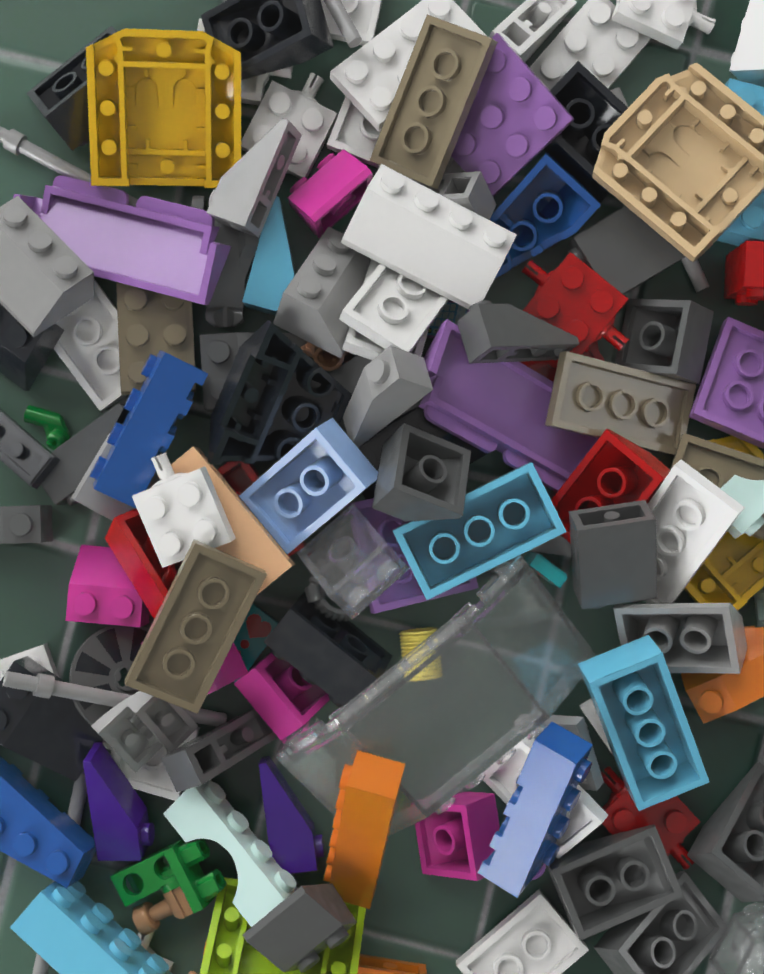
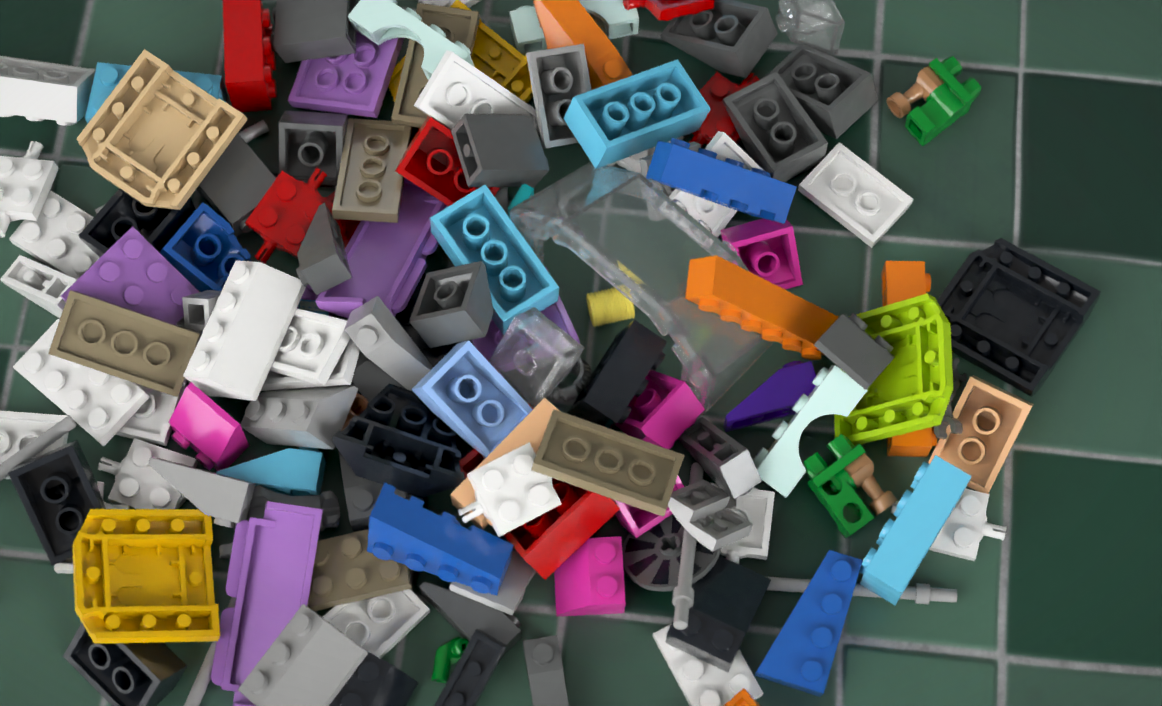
camera: 100 degrees left, 20 degrees down
(116, 810) = (800, 536): dark purple slope -> none

